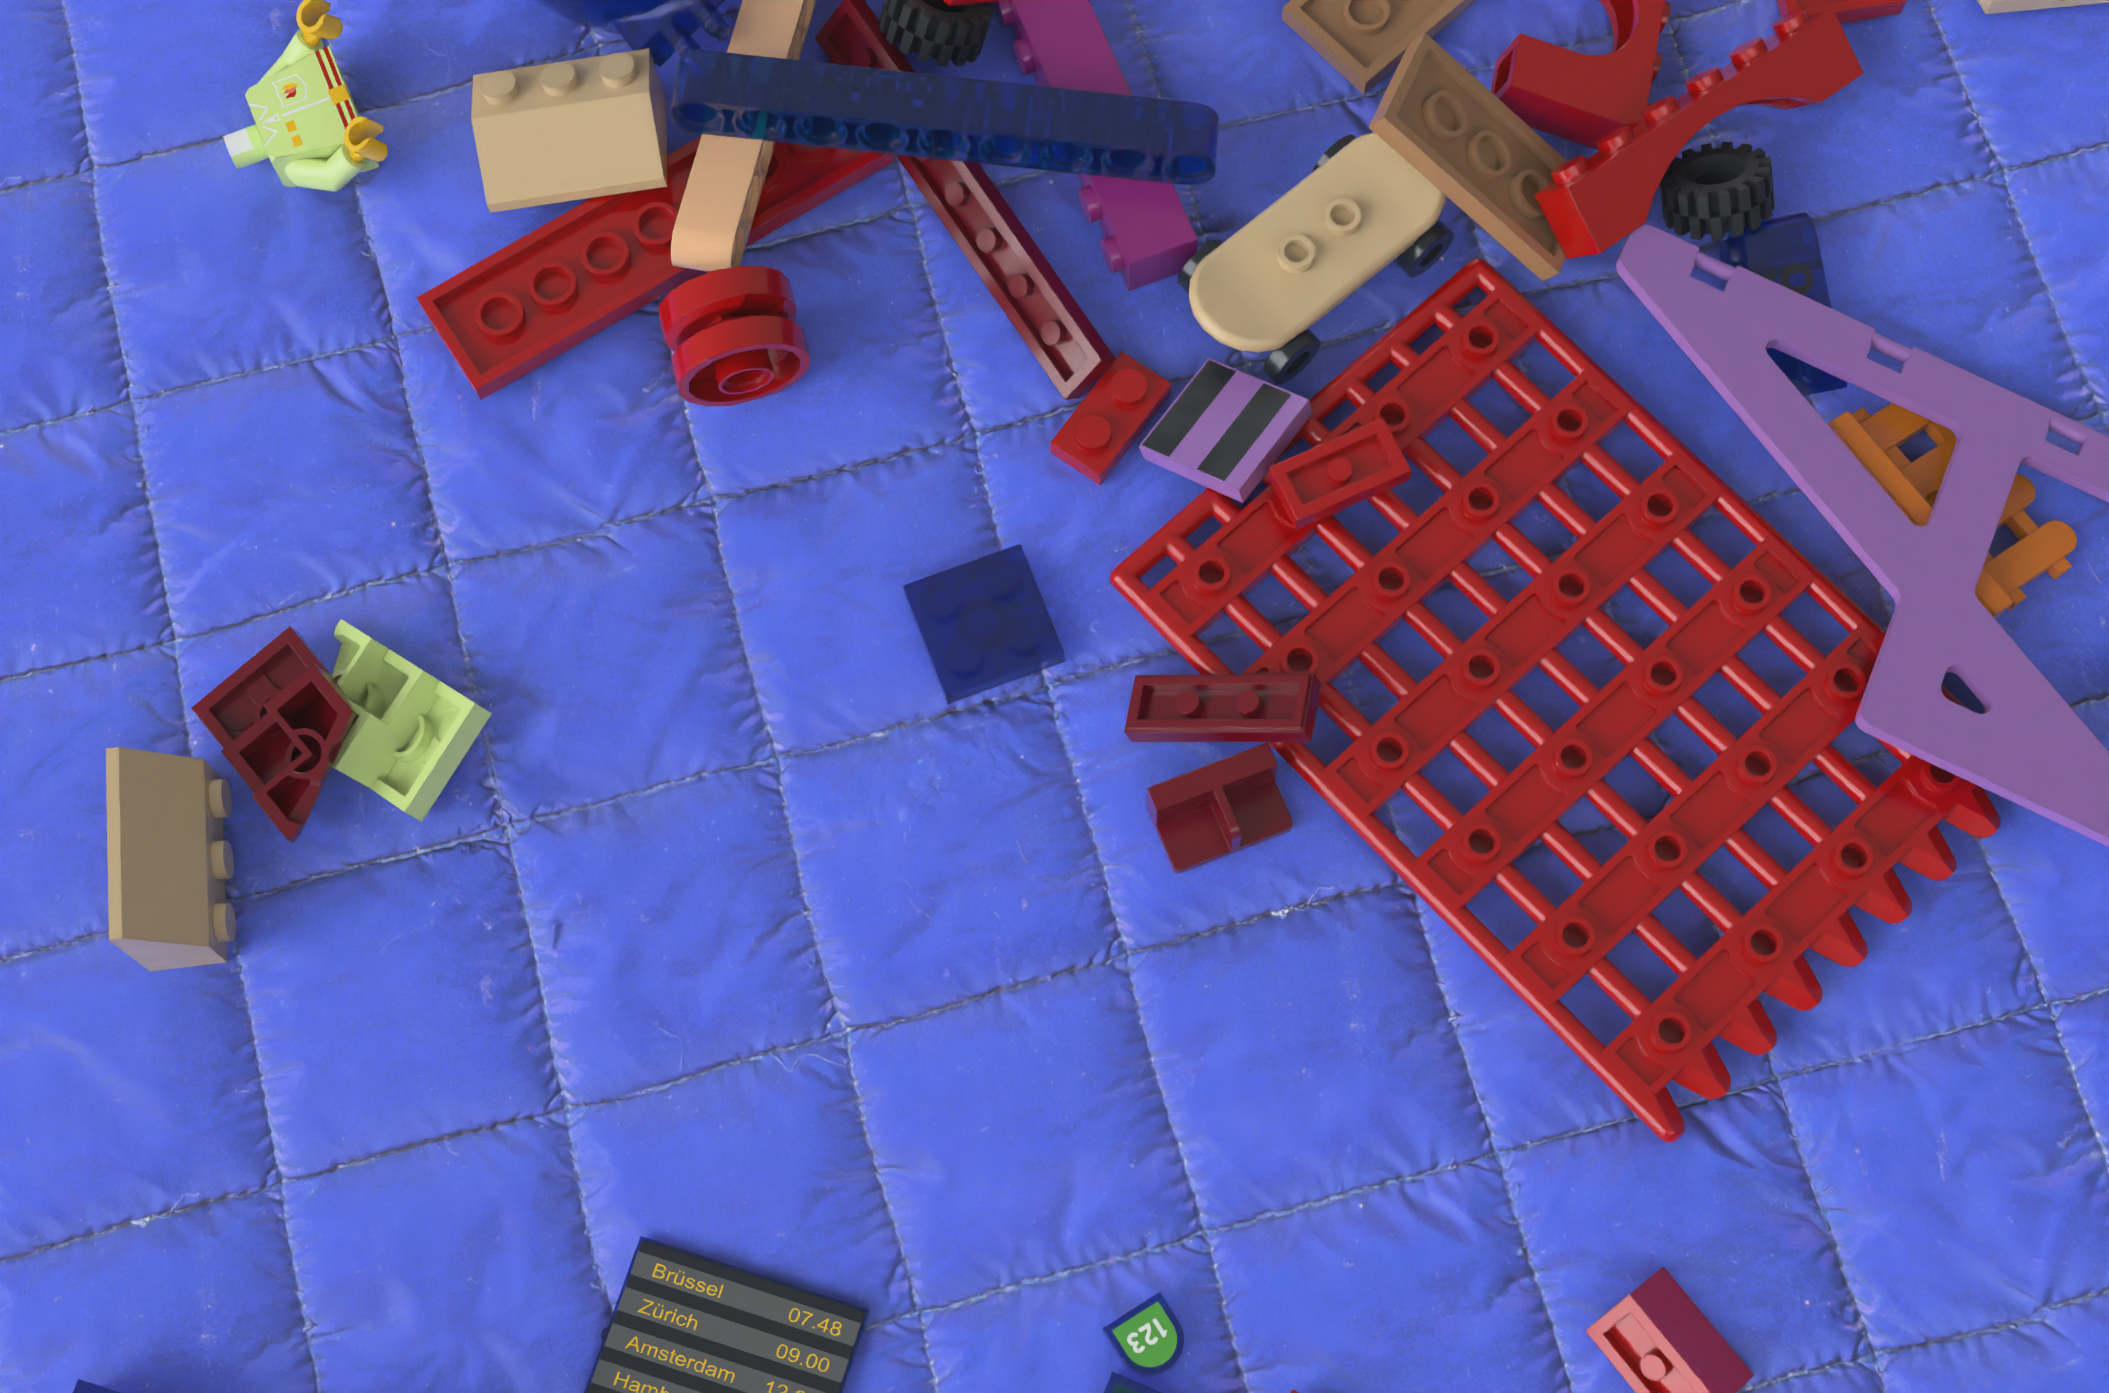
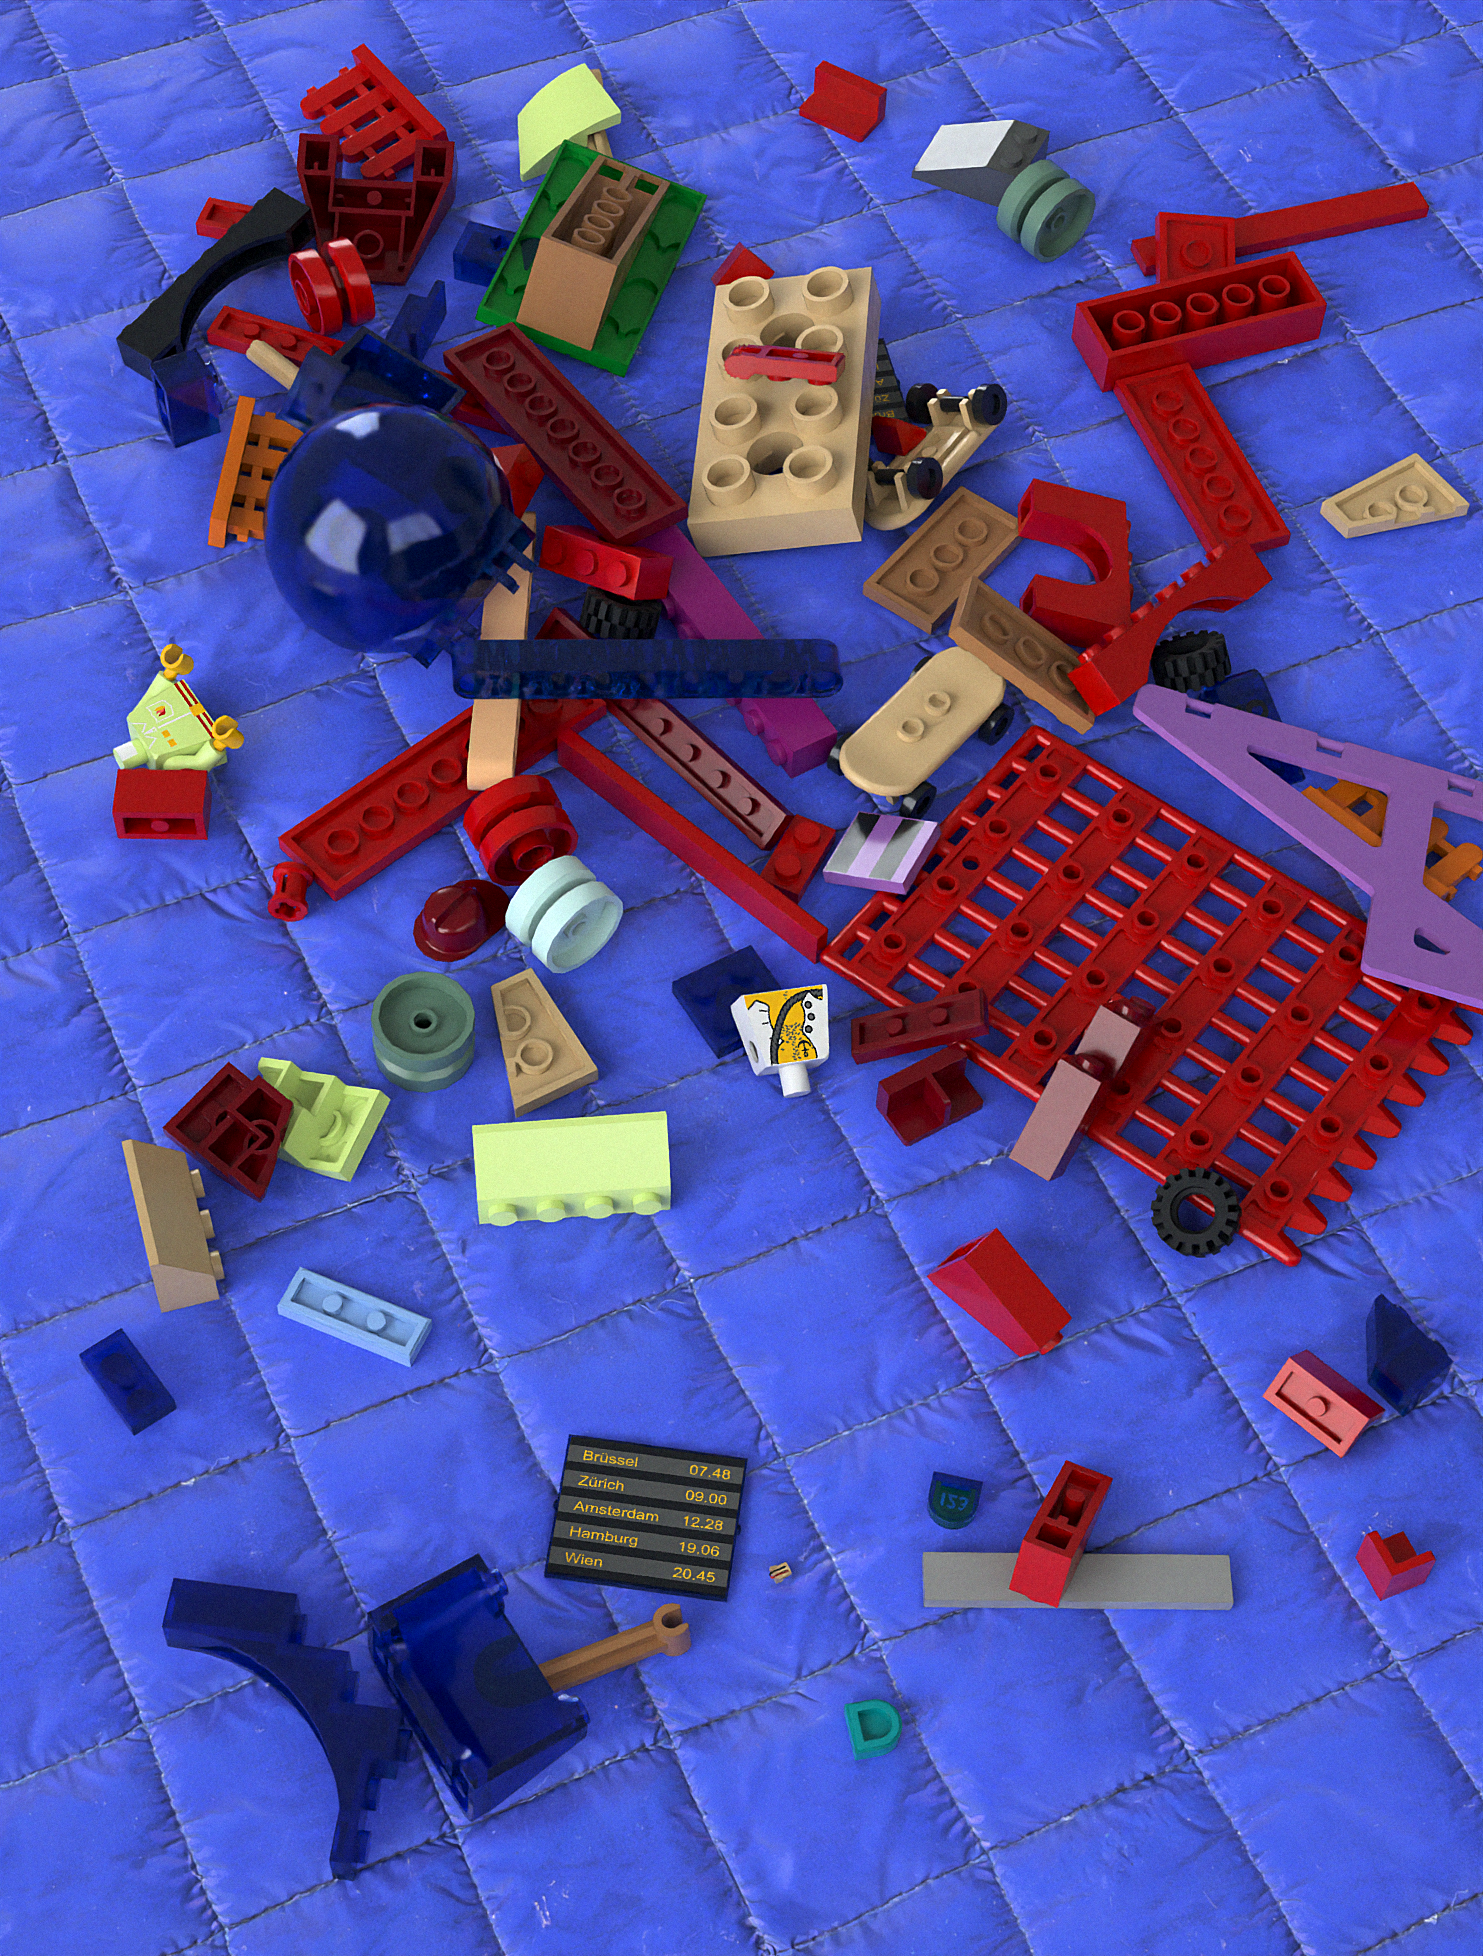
camera: 15 degrees left, 15 degrees down
(81, 1072) = (127, 1381): none -> clear blue plate
(275, 225) = (162, 804): none -> red brick
(394, 1019) = (355, 1316): none -> light blue tile
(420, 379) = (290, 891): none -> red bush
(542, 583) = (423, 1031): none -> sand green wheel
(570, 130) = (372, 714): tan slope -> none
(642, 447) = (460, 919): none -> dark red piece
(705, 656) = (537, 1044): none -> tan wing
(707, 859) = (572, 1168): none -> yellowish green slope
(768, 472) = (564, 914): none -> light aqua wheel
(969, 382) = (692, 845): none -> red tile
(1037, 694) = (785, 1033): none -> torso
(1147, 1337) = (953, 1447): tile -> none
(1255, 1129) = (1002, 1294): none -> red slope
(1339, 473) = (970, 864): red plate -> none
(1432, 835) = (1083, 1085): none -> arch
(1519, 1076) = (1190, 1183): none -> black tyre
(1788, 1308) = (1401, 1359): none -> clear blue slope

